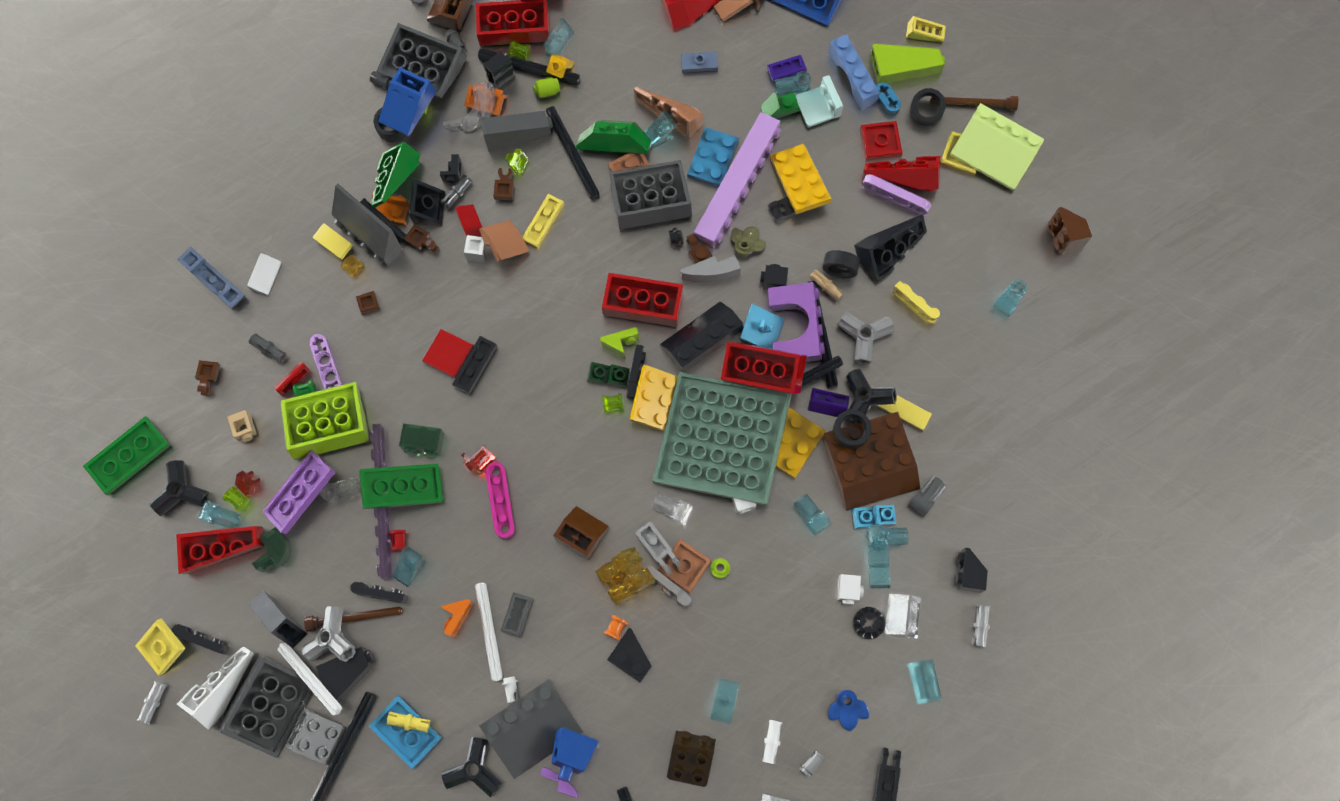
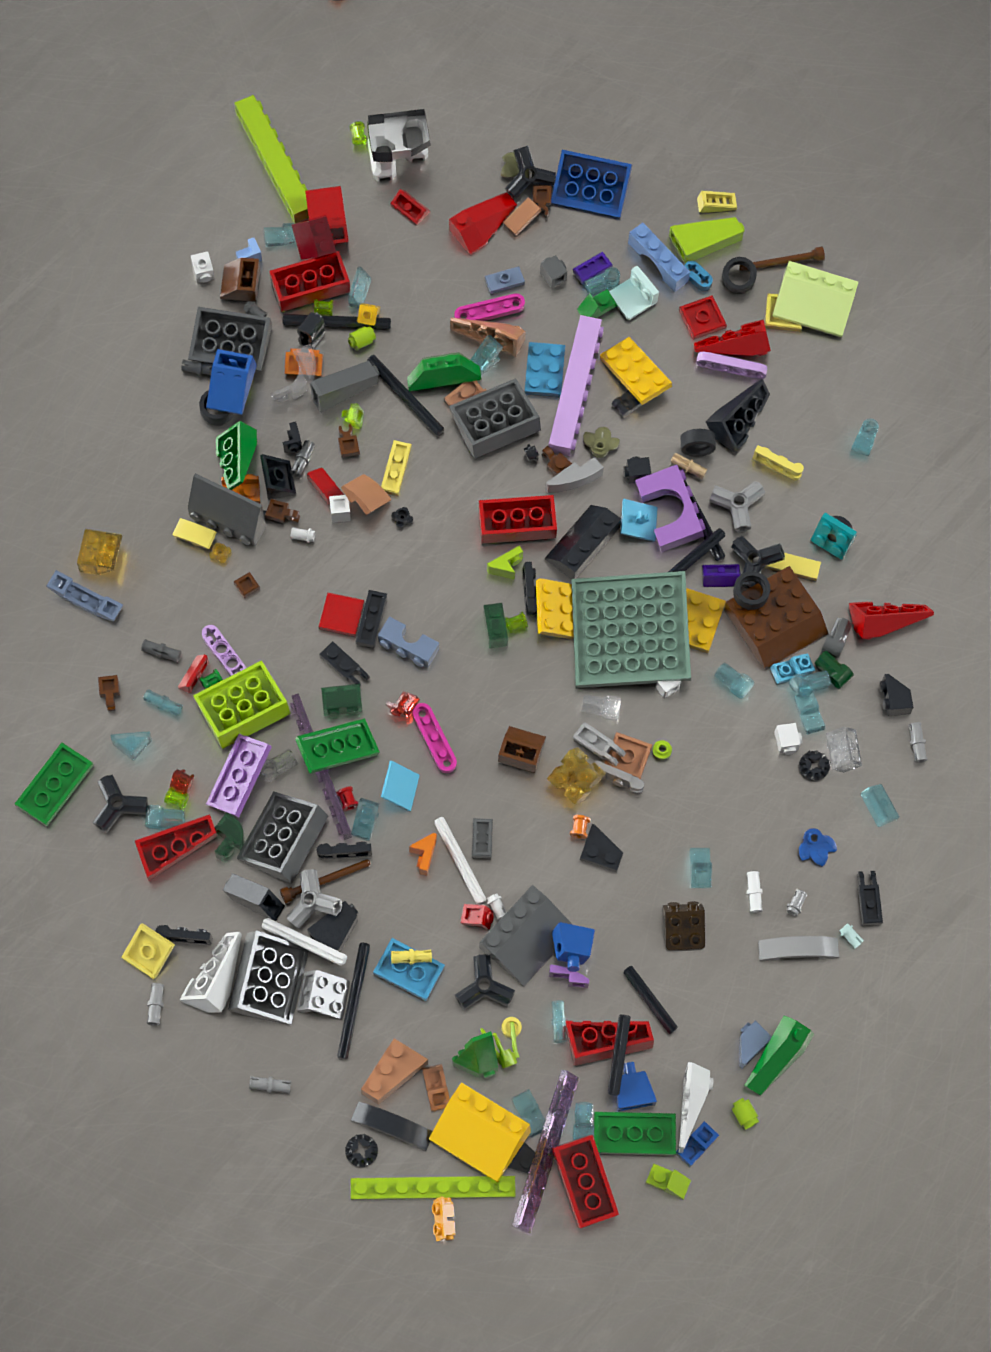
camera: 20 degrees left, 5 degrees down
(210, 434) = (132, 743): none -> clear light blue slope
(235, 237) = (98, 552): none -> clear yellow slope
(238, 422) = (160, 723): tan brick -> none
(253, 400) = (163, 702): none -> clear light blue pin
(264, 274) = (135, 581): white slope -> none
(324, 564) = (283, 836): none -> dark grey slope
(432, 265) = (302, 534): none -> white pin
(434, 402) = (342, 663): none -> black hinge
(450, 541) = (400, 786): none -> medium azure piece
(488, 694) = (477, 916): none -> bracket
(513, 410) = (420, 652): none -> sand blue arch
(534, 266) = (402, 512): none -> black plate
(591, 401) = (495, 625): none -> clear green brick
(608, 375) = (508, 596): dark green slope -> none
(678, 86) = (492, 308): none -> dark pink plate
(748, 63) = (553, 271): none -> dark grey brick
(763, 367) = (652, 553): red brick -> none
(918, 533) = (837, 672): none -> dark green piece
(952, 390) = (834, 535): none -> teal piece
(977, 488) = (877, 621): none -> red wedge
(1069, 231) = (904, 363): reddish brown slope -> none

